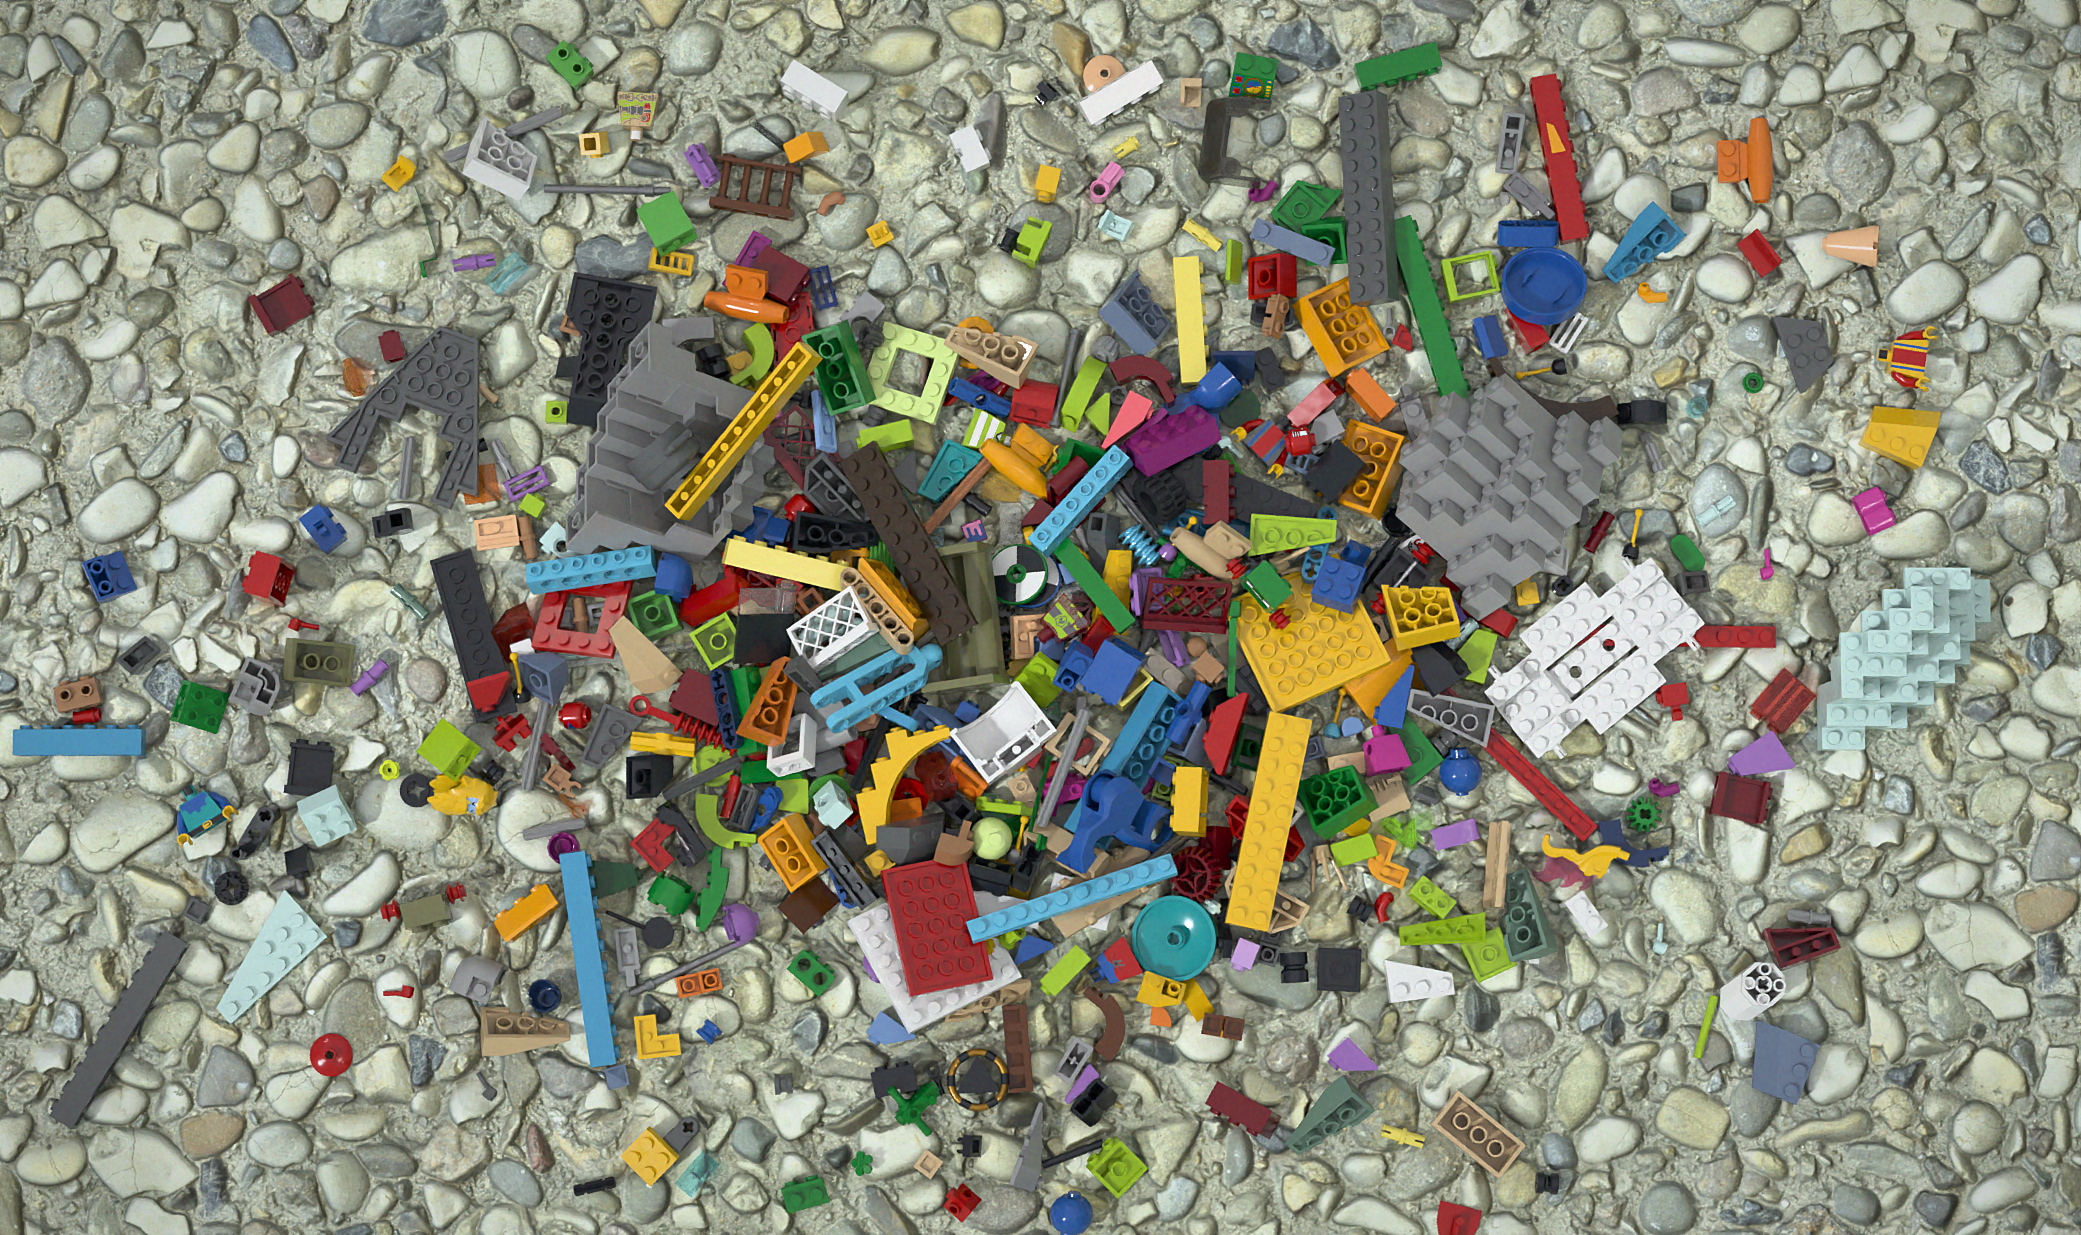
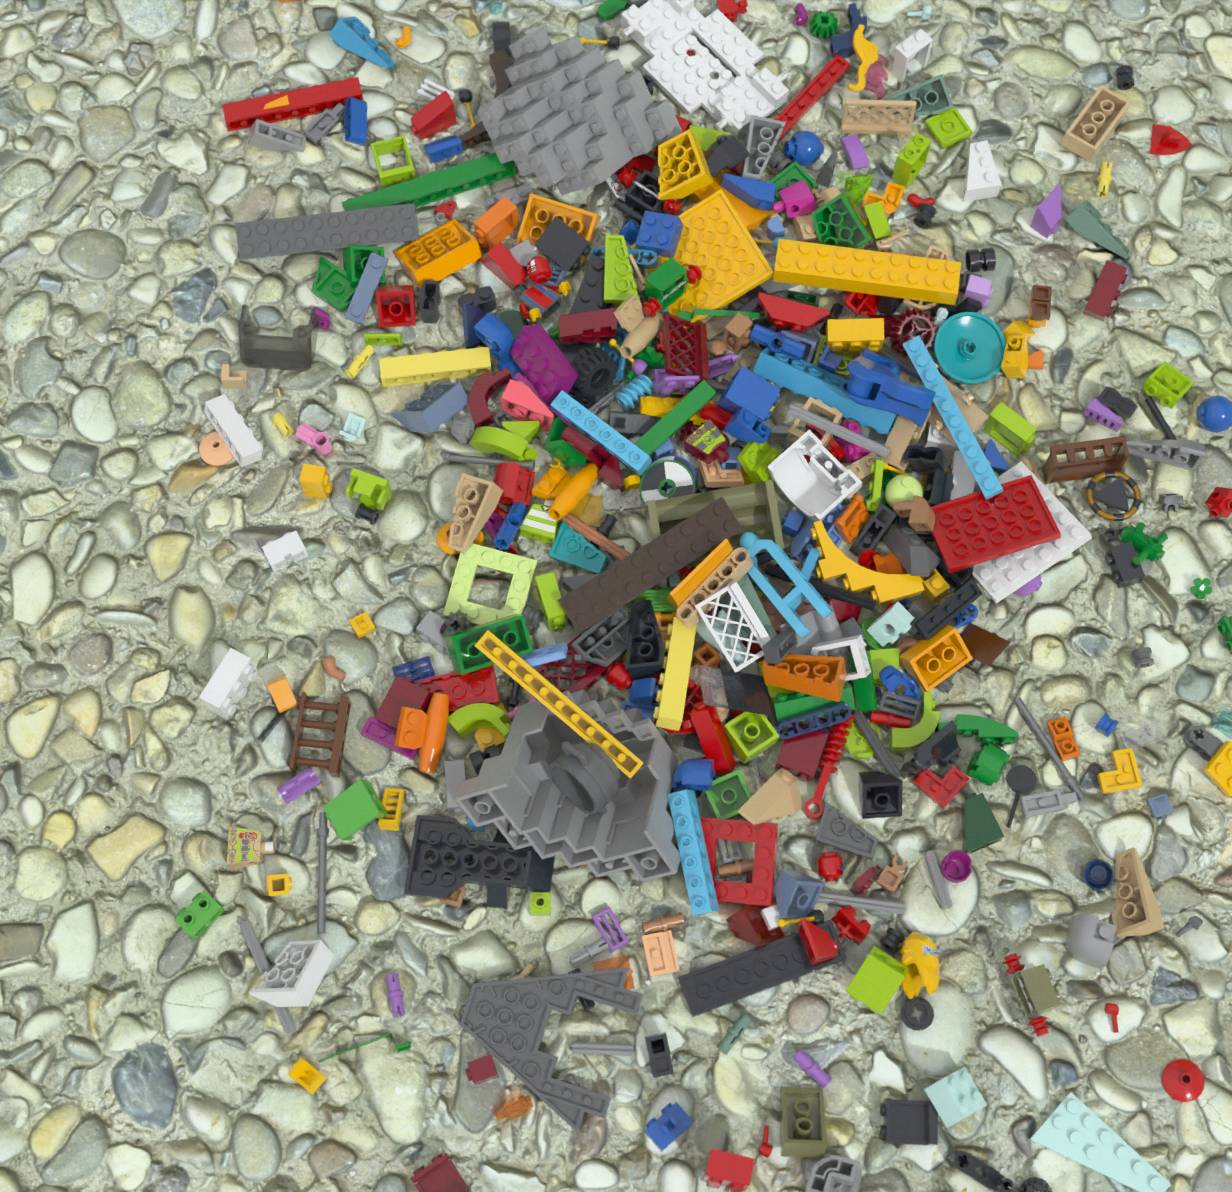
camera: 90 degrees left, 15 degrees down
(299, 863) = (1004, 1123): black slope -> none
(389, 775) = (900, 1048): neon yellow plate -> none
(498, 269) = (418, 976): clear light blue tile -> none
(527, 912) = (1023, 895): light orange slope -> none
(533, 505) = (632, 919): lime plate -> none
(552, 539) = (661, 897): light aqua brick -> none
(571, 805) = (915, 863): clear orange hand -> none
(588, 958) = (1057, 833): dark azure brick -> none
(662, 744) = (848, 784): yellow piece -> none
(740, 923) = (1006, 703): medium lavender cylinder -> none
(808, 977) = (1041, 640): green brick -> none
(887, 1031) = (1085, 569): medium blue slope -> none
(928, 1164) = (1192, 533): tan plate -> none
(936, 776) = (852, 542): clear red brick -> none
(974, 531) = (630, 529): tile -> none
(1041, 840) = (900, 446): green piece -> none
(1047, 92) = (232, 490): black tile -> none
(1073, 1060) = (1085, 421): light grey slope -> none
(1115, 1023) = (1049, 392): reddish brown arch -> none
(1116, 963) = (993, 391): red torso -> none
(1253, 76) = (220, 328): green slope -> none
(1278, 307) = (424, 290): medium nougat hinge -> none
(1339, 969) = (975, 231): black tile -> none
(1393, 525) = (600, 201): black hair -> none
(1397, 67) = (214, 221): green brick -> none
(1446, 931) = (936, 150): lime wing -> none
(1543, 285) = (400, 103): blue piece -> none

